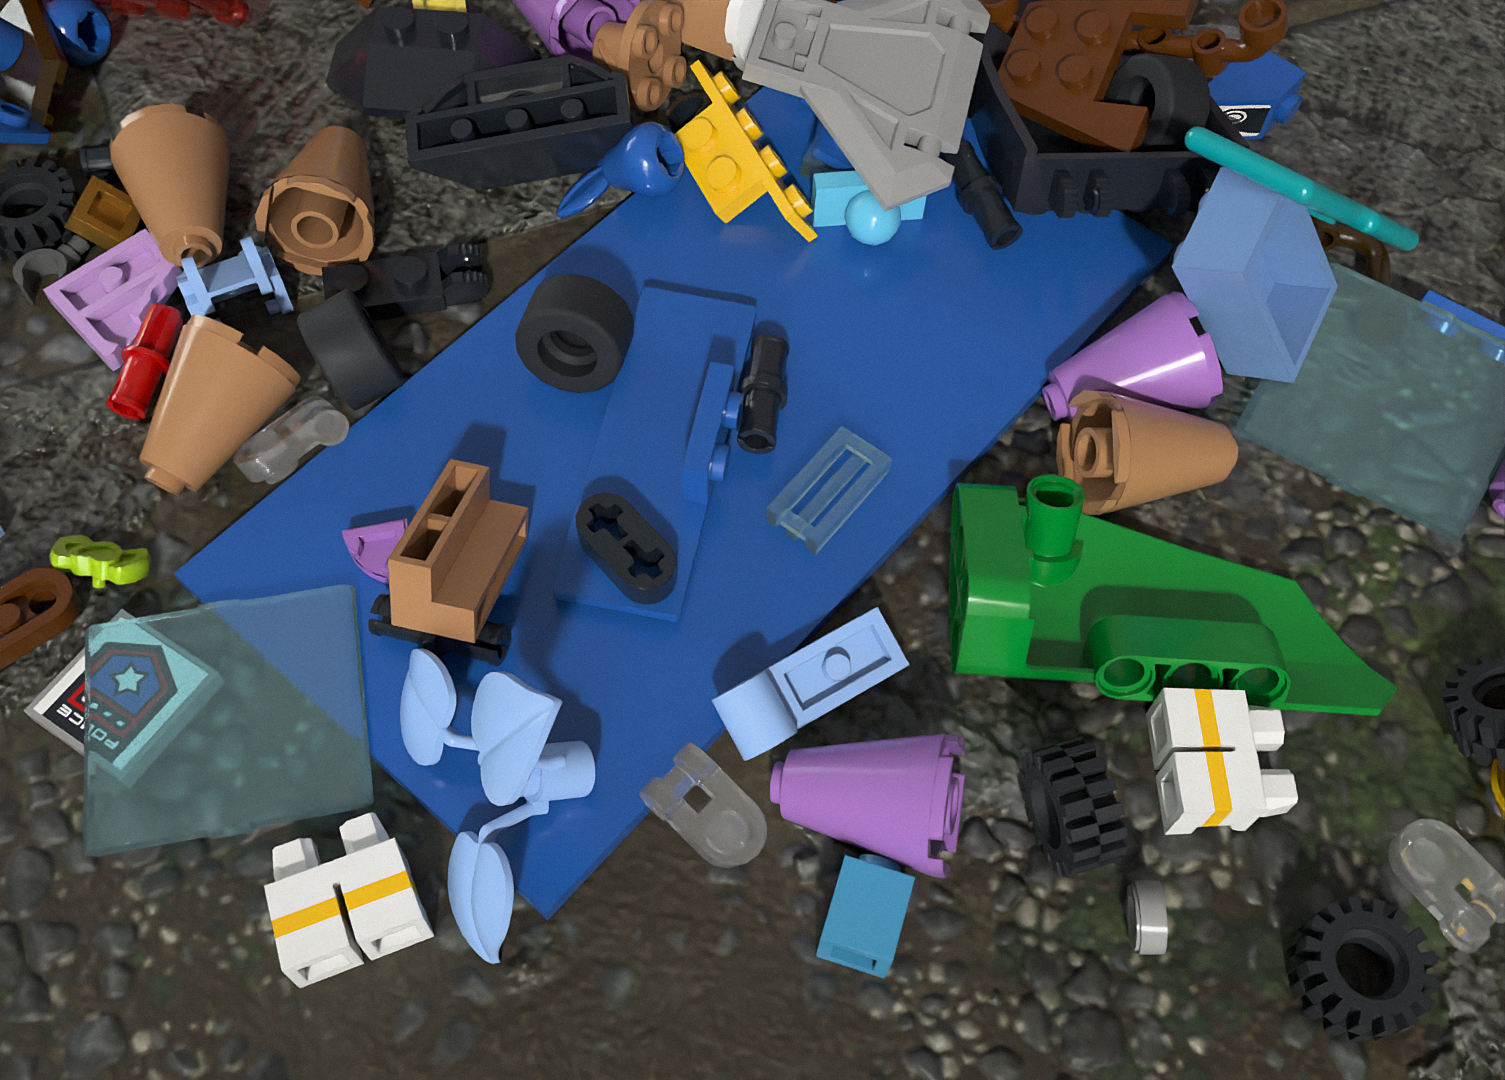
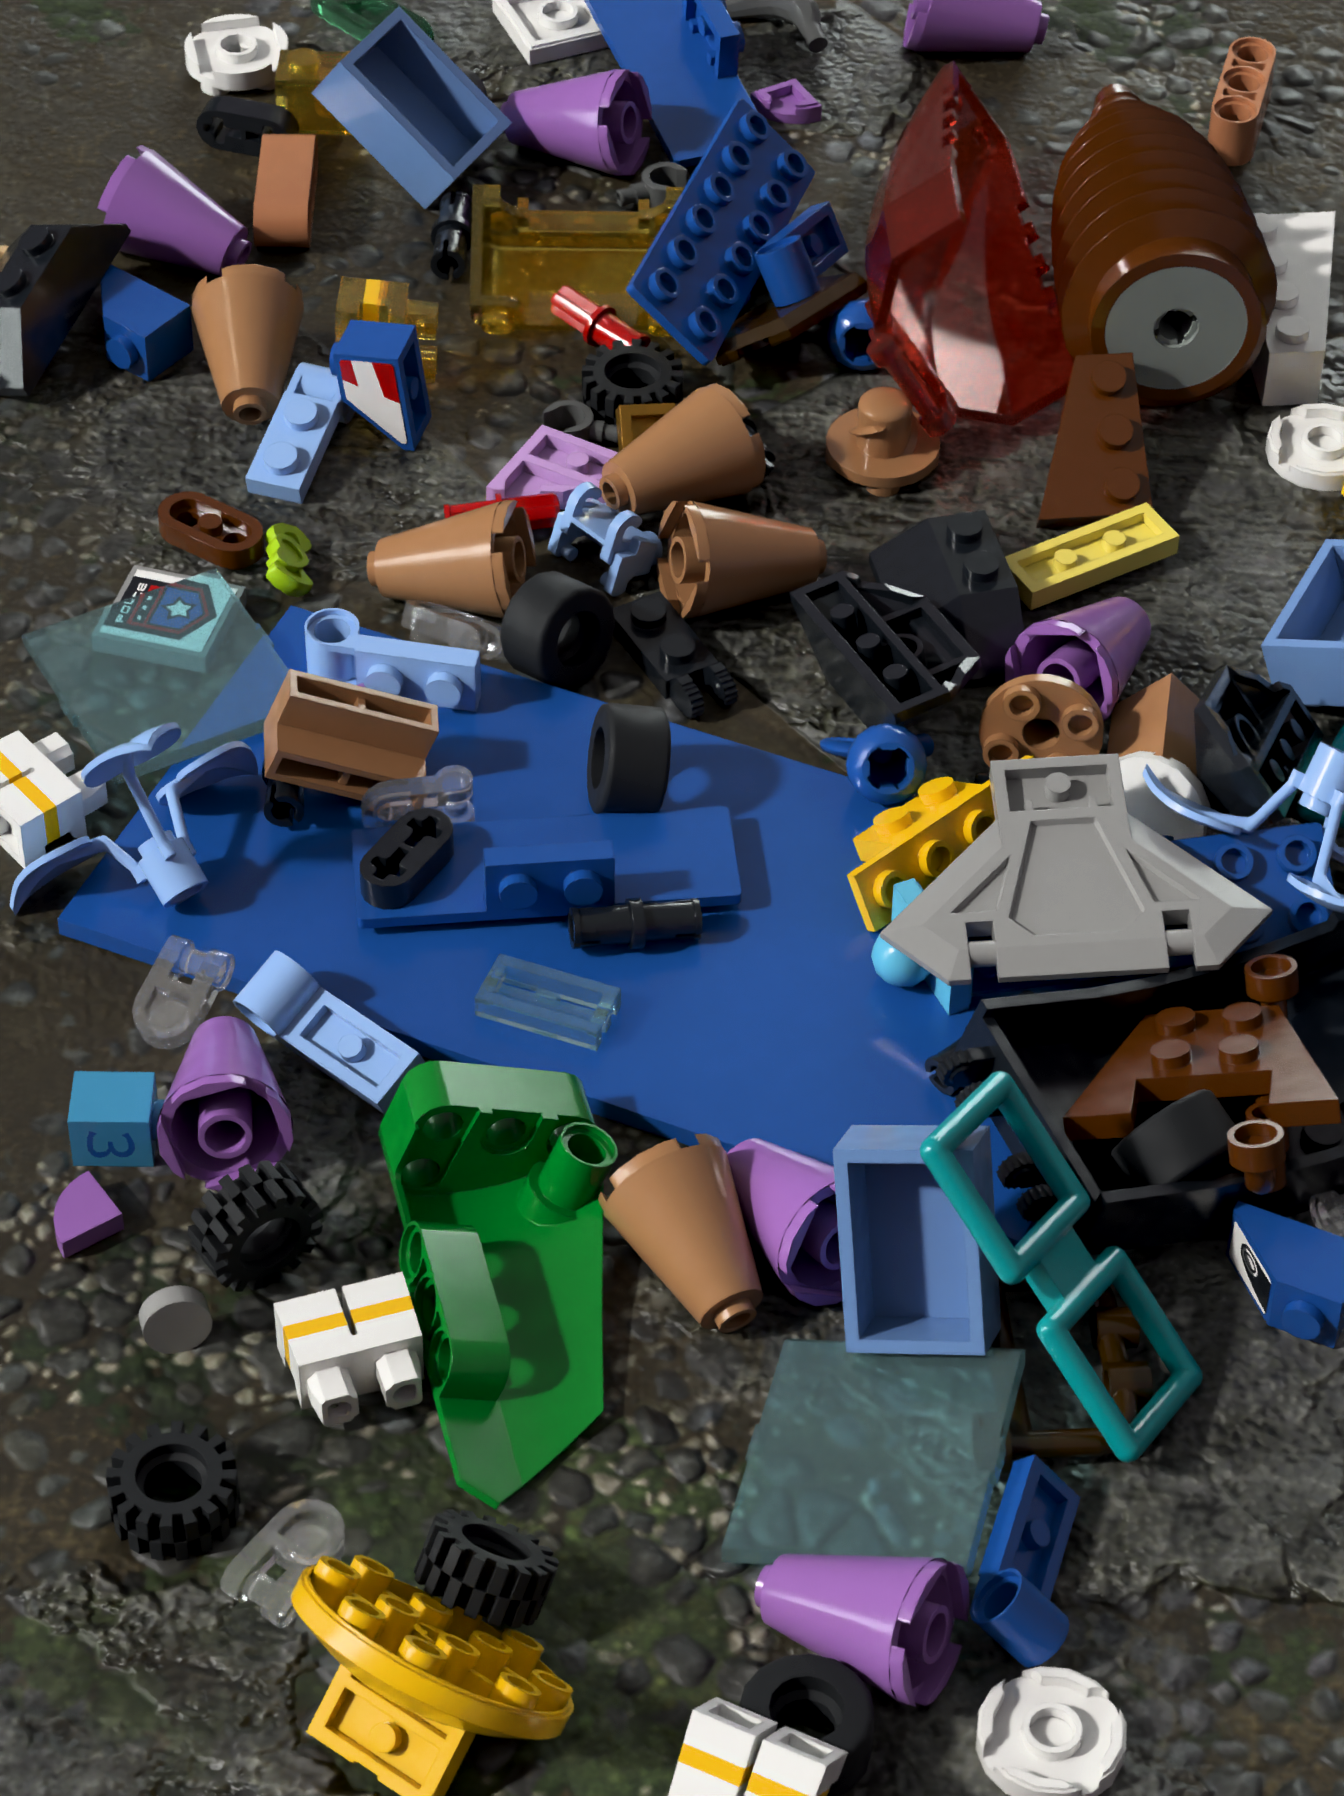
camera: 75 degrees right, 15 degrees down
(218, 62) = (881, 443): none -> medium nougat plate
(337, 503) = (394, 666): none -> light blue plate
(543, 541) = (392, 799): none -> clear plate
(972, 980) = (84, 1215): none -> medium lavender tile

